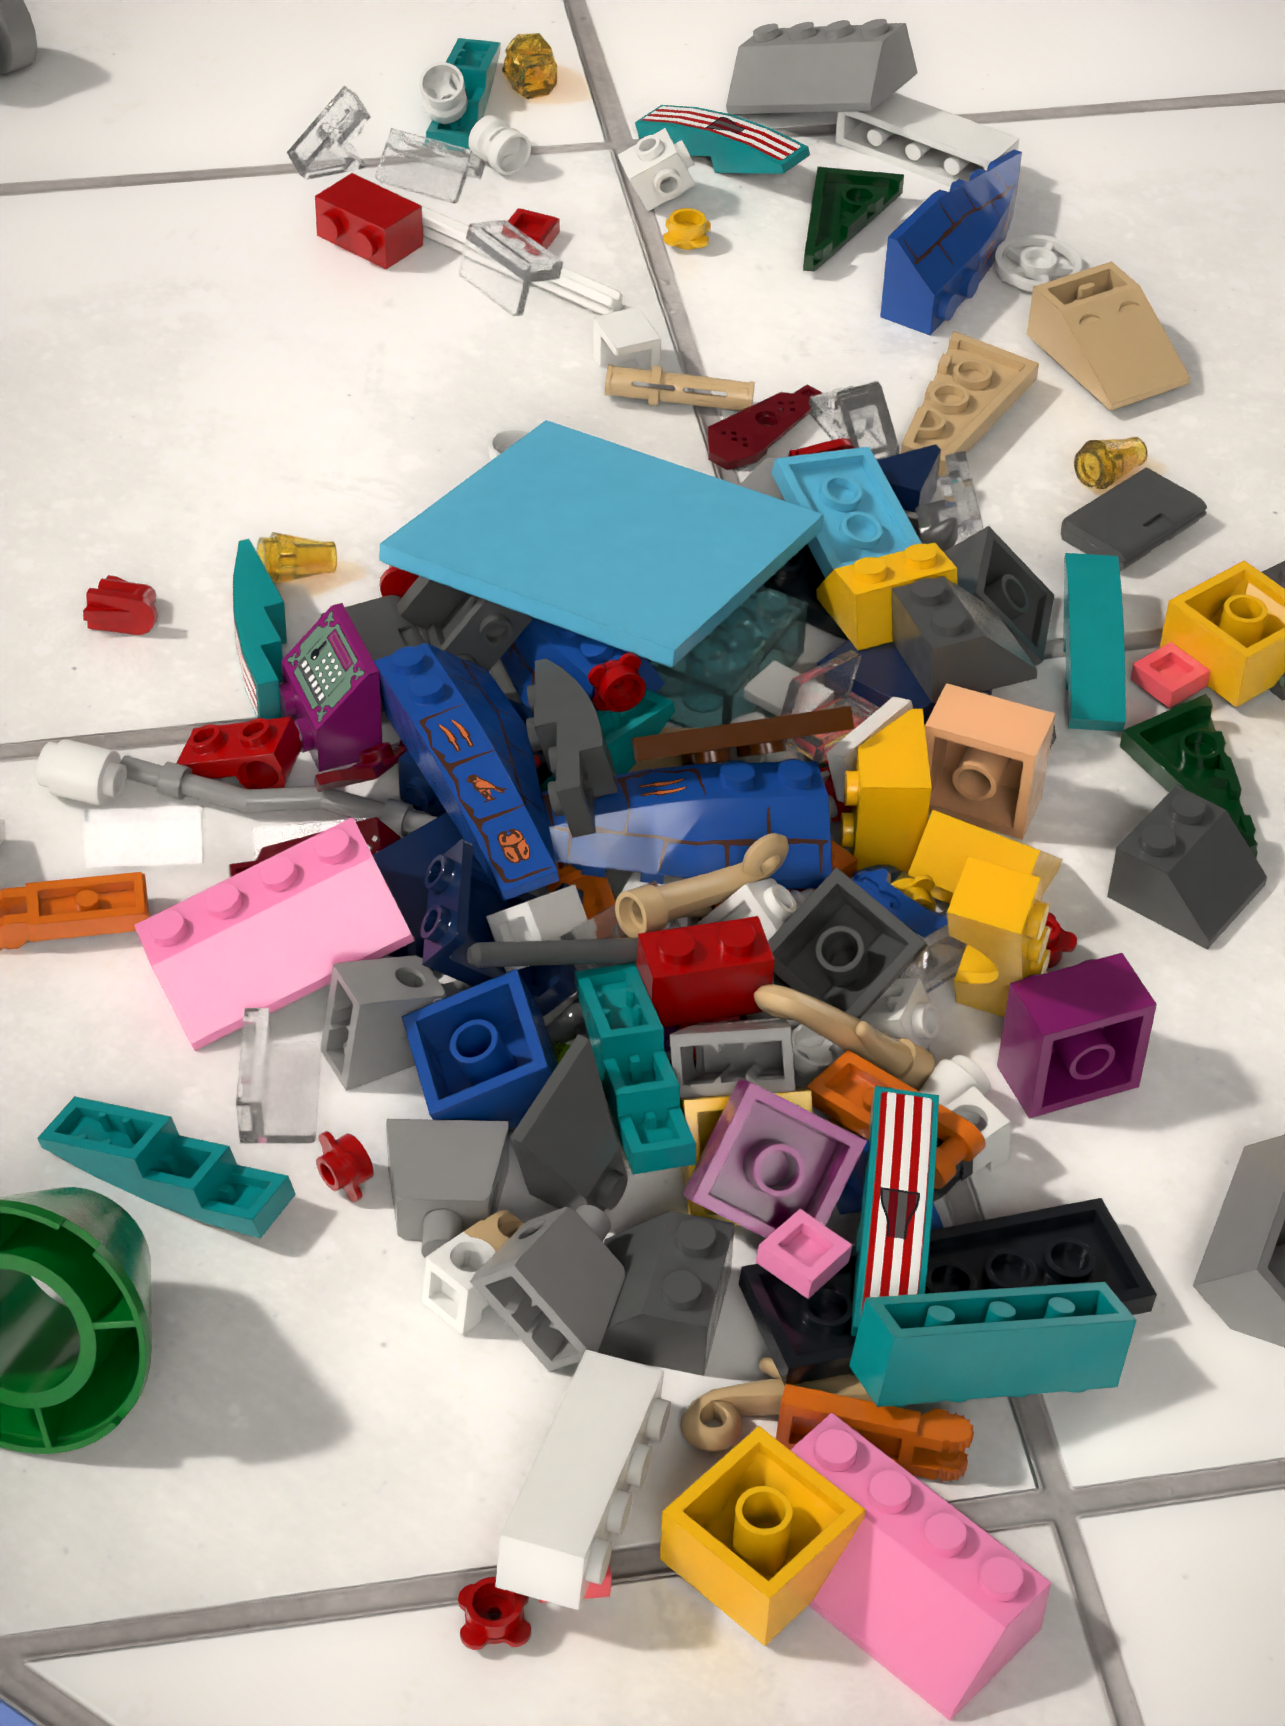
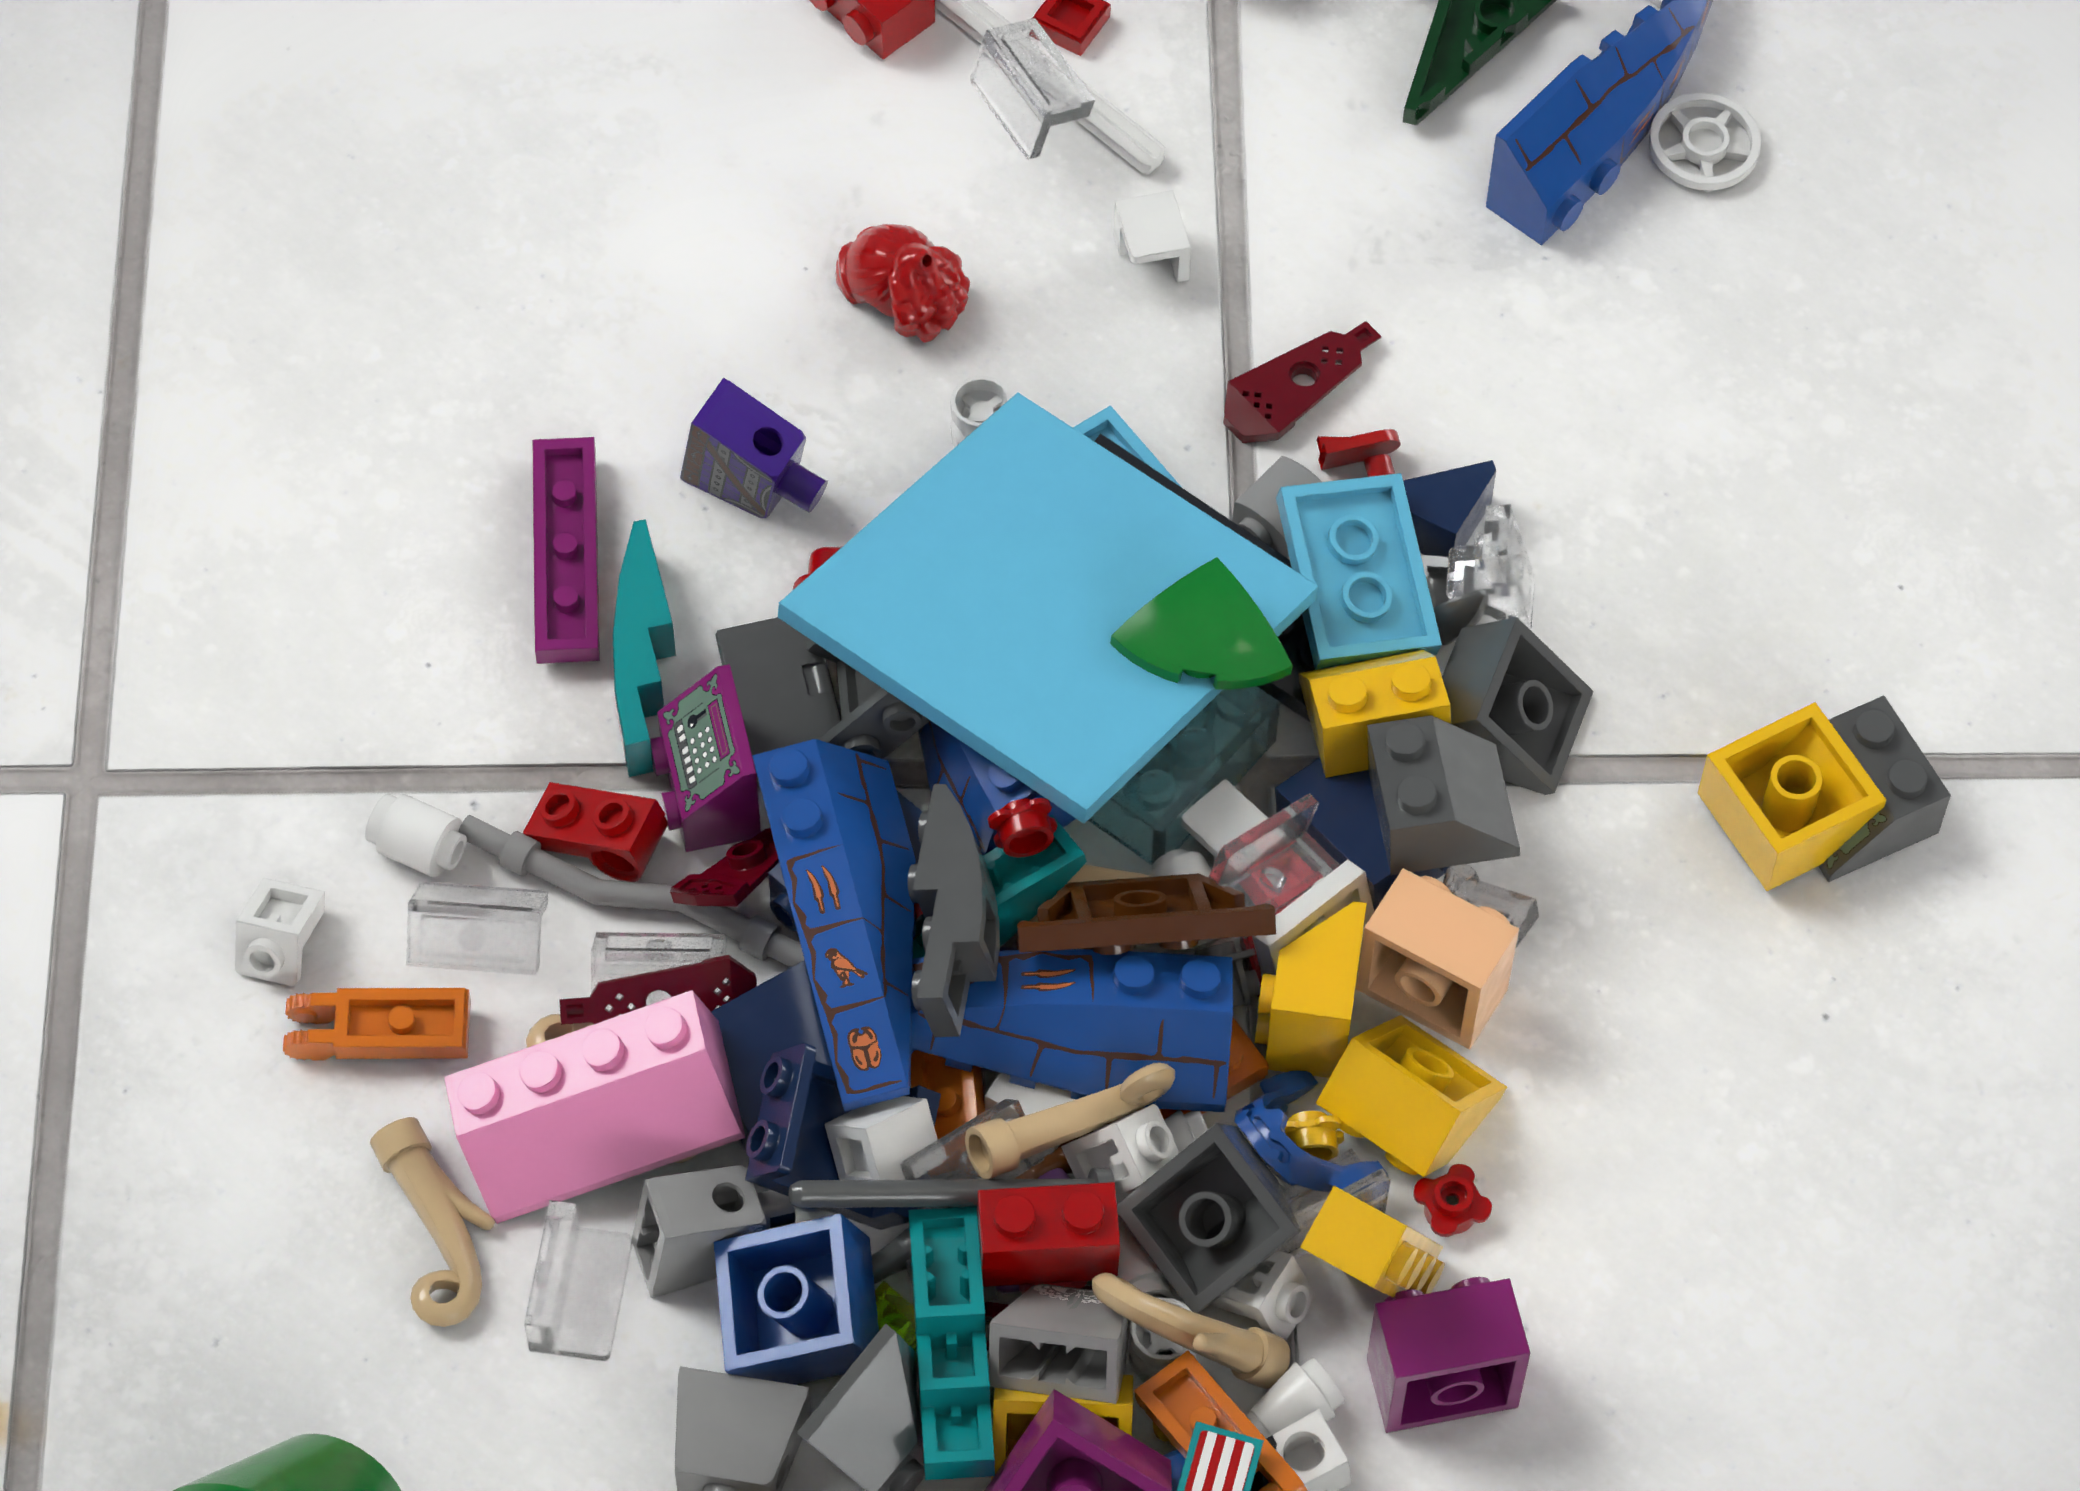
camera: 10 degrees right, 15 degrees up
(106, 1001) = (406, 1153): none -> tan plant
(121, 607) = (487, 597): red piece -> none
(154, 1162) = (445, 1379): teal slope -> none
(182, 577) = (565, 550): none -> magenta plate
(295, 557) = (699, 537): clear yellow cone -> none
(326, 493) = (748, 455): none -> dark purple torso
(344, 1164) = (630, 1406): red plate -> none
(433, 382) = (904, 279): none -> red hair
(620, 383) = (1205, 313): tan pin -> none
(687, 229) = (1268, 26): yellow plate -> none
(742, 533) = (1206, 630): none -> green brick
(858, 415) = (1412, 392): clear slope -> none
(967, 396) = (1563, 362): tan wing -> none
(1094, 642) = (1617, 778): teal slope -> none
(1105, 335) = (1754, 294): tan slope -> none
(1107, 460) = (1706, 493): clear yellow cone -> none
(1133, 518) = (1716, 587): dark grey piece -> none
(1170, 675) = (1697, 838): coral plate -> none
(1186, 868) = (1642, 1129): dark grey slope -> none
(1188, 752) = (1685, 969): dark green wing -> none

